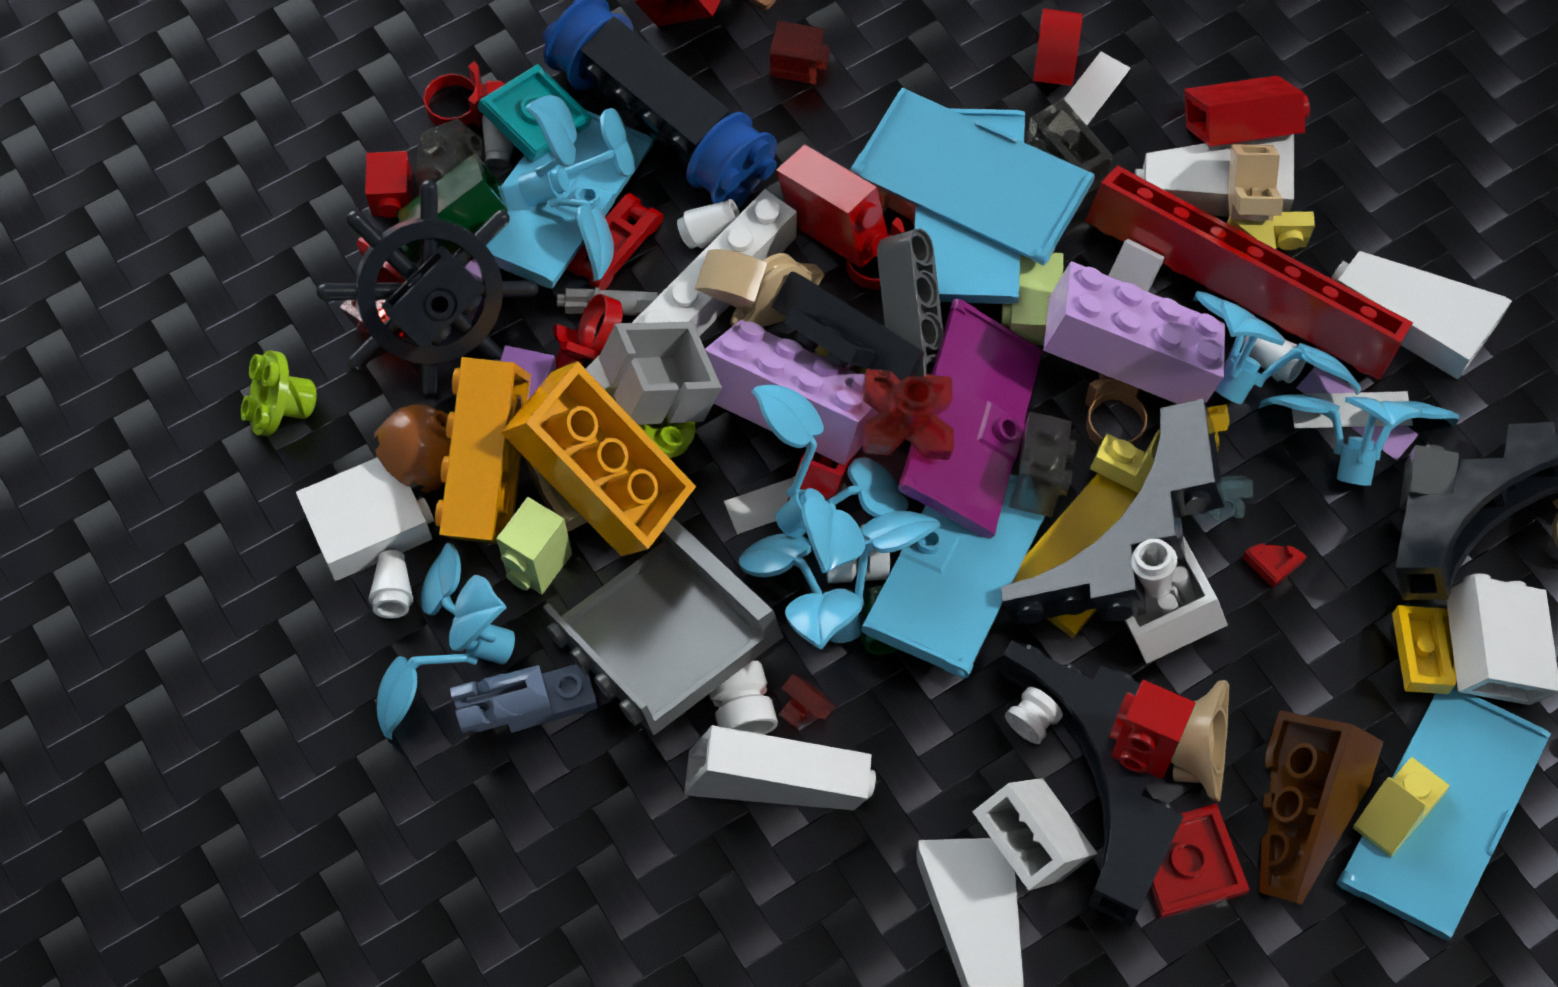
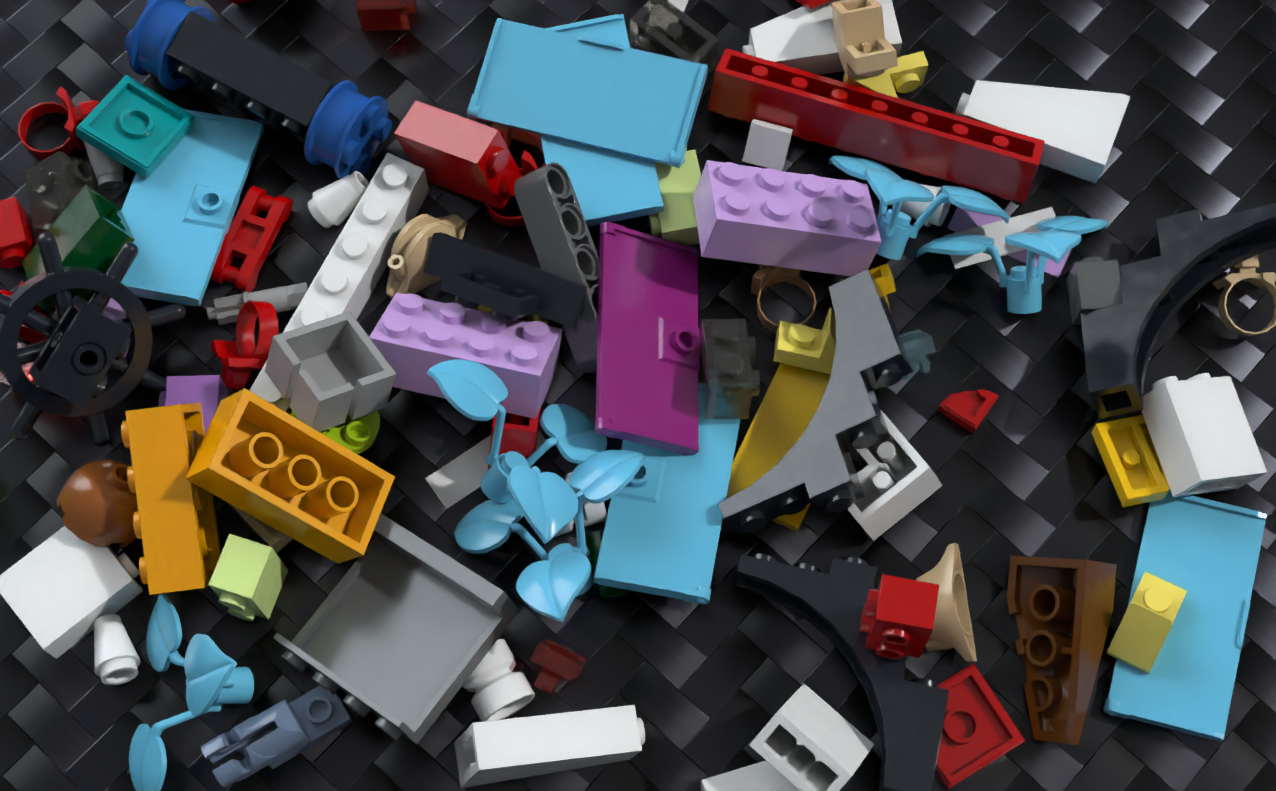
camera: 15 degrees left, 5 degrees up
(550, 183) = (170, 196): medium azure plant -> none
(731, 277) = (376, 254): tan brick -> none
(909, 412) = (586, 354): clear red plant -> none
(1033, 715) = (780, 621): white wheel -> none
(1154, 566) = (863, 451): white cone -> none

